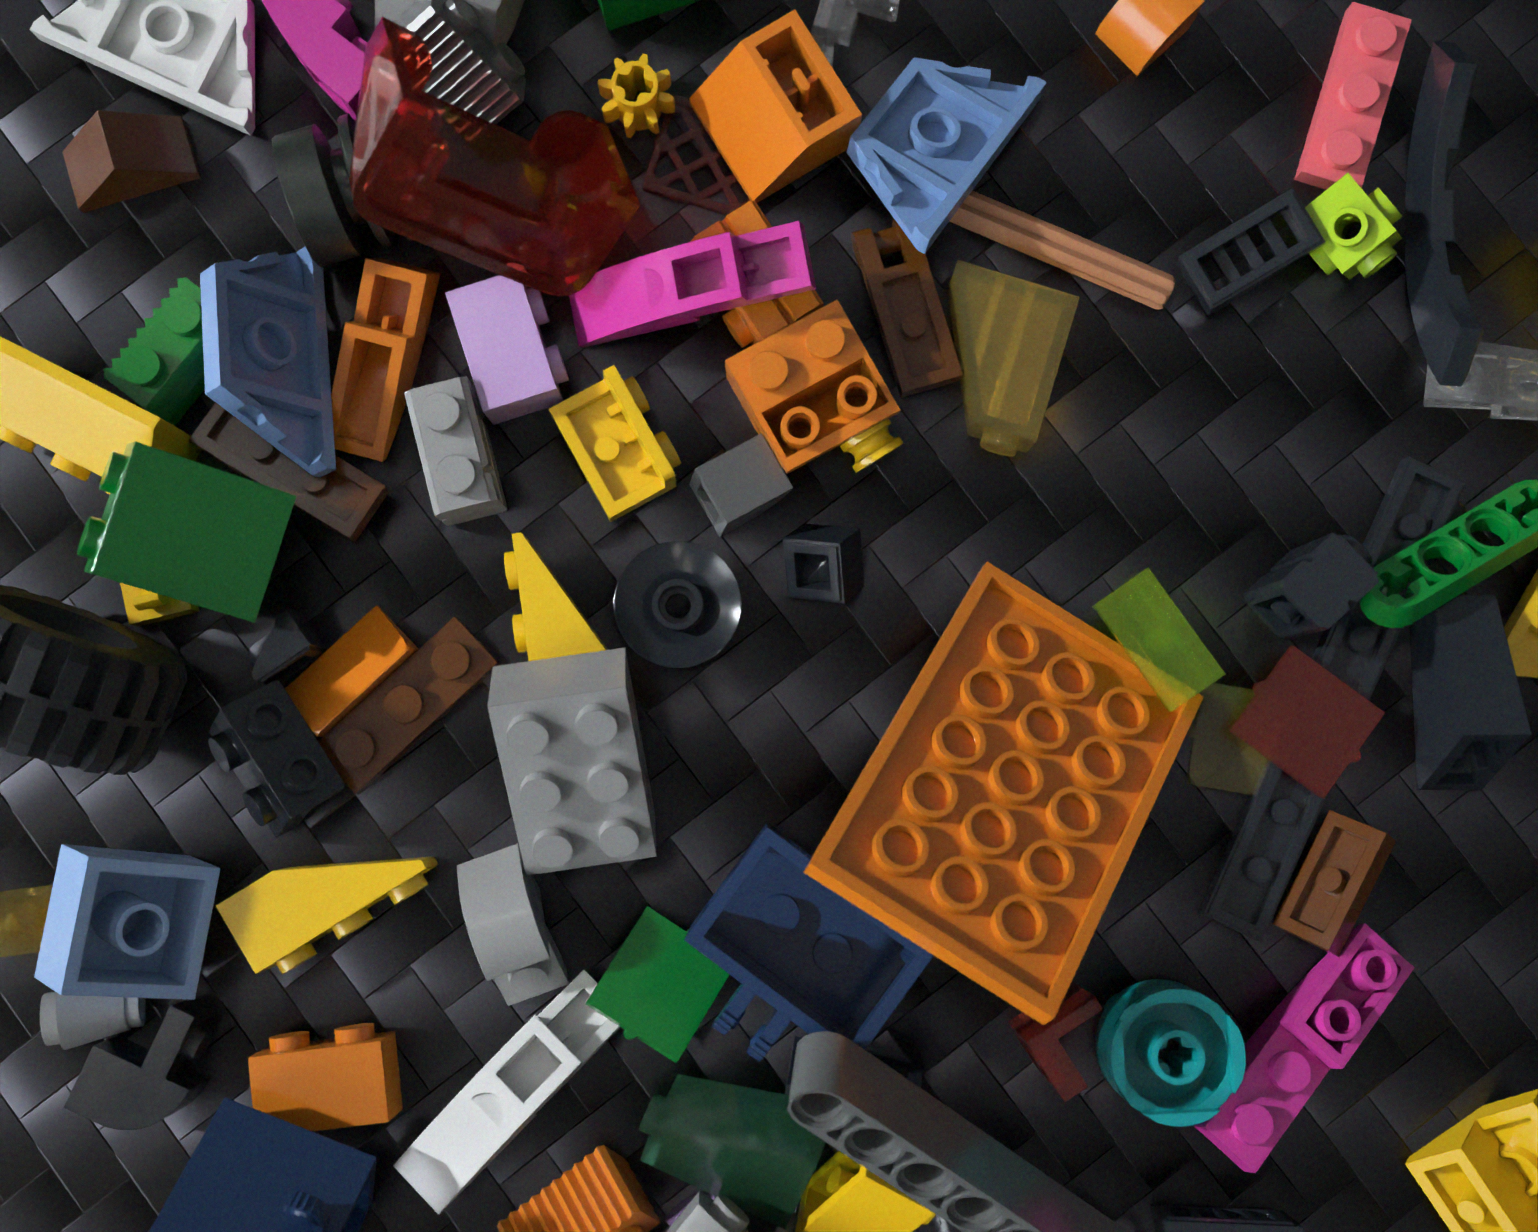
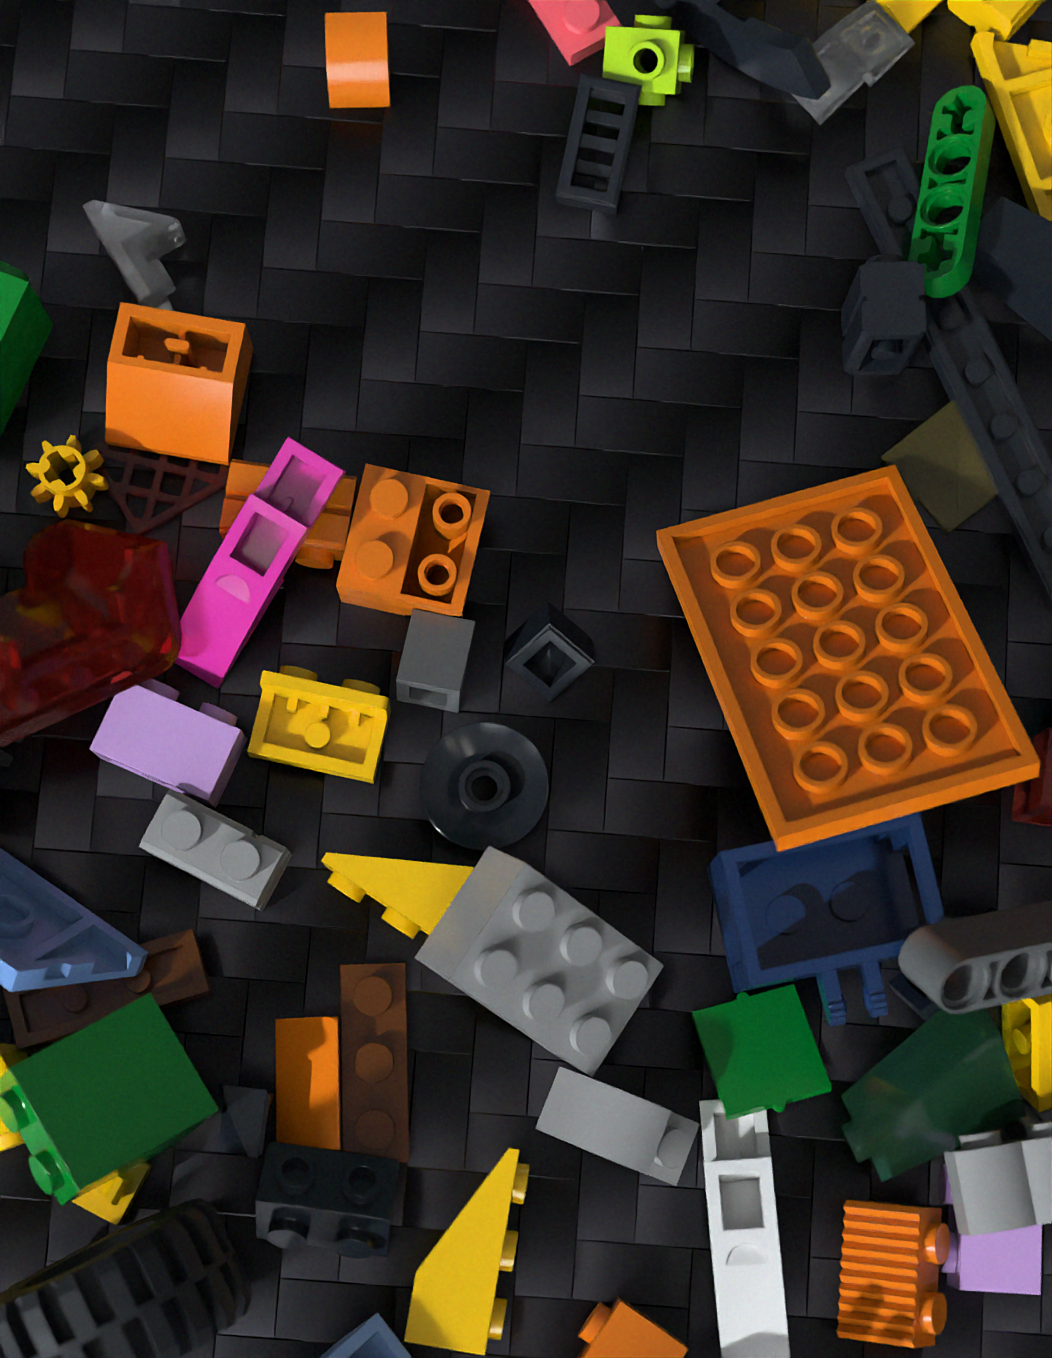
camera: 50 degrees left, 5 degrees down
(380, 355) = (87, 844): orange slope -> none
(871, 445) = (495, 538): yellow bush -> none
(907, 311) = (412, 421): reddish brown plate -> none
(937, 140) = (309, 289): medium blue wing -> none
(1009, 353) = (514, 380): clear yellow slope -> none
(1065, 250) = (437, 287): nougat axle -> none
(1158, 639) = (825, 457): clear neon green panel -> none
(1306, 721) = (977, 408): clear red piece -> none

